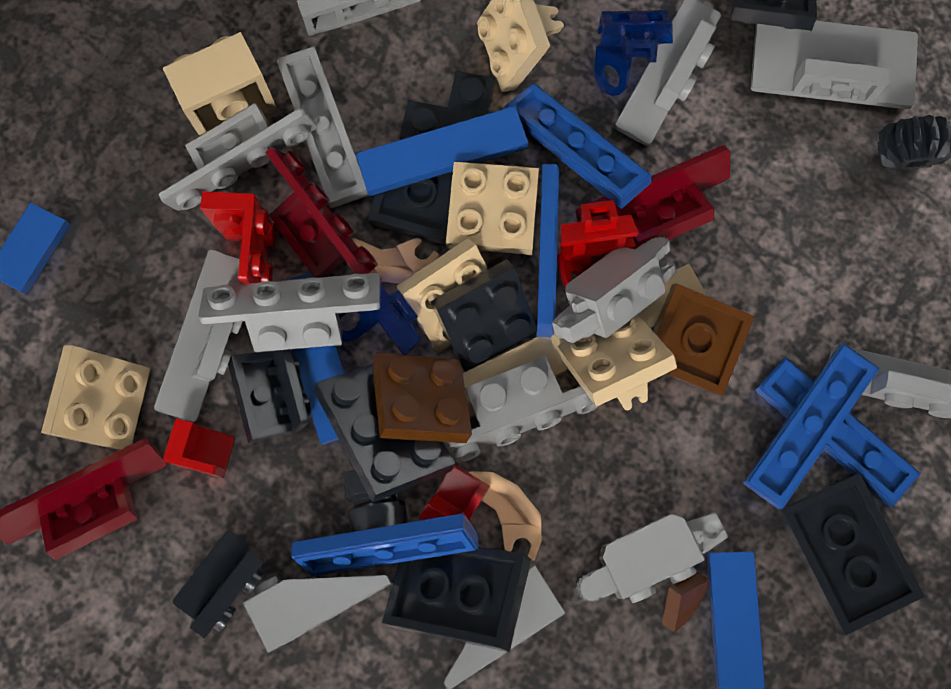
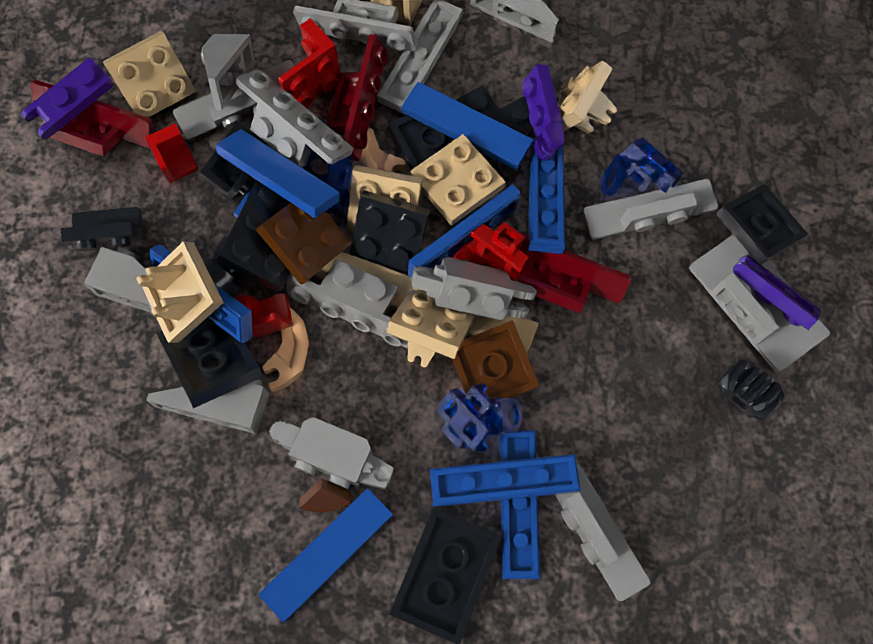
camera: 45 degrees right, 5 degrees down
(44, 499) = (68, 98): none -> dark purple hinge
(159, 315) = (225, 59): none -> light grey slope
(334, 366) = (278, 173): none -> blue tile
(378, 564) = (180, 292): none -> tan plate
(497, 71) = (544, 112): none -> dark purple hinge
(739, 408) = (490, 420): none -> clear blue piece
(845, 40) = (773, 290): none -> dark purple hinge

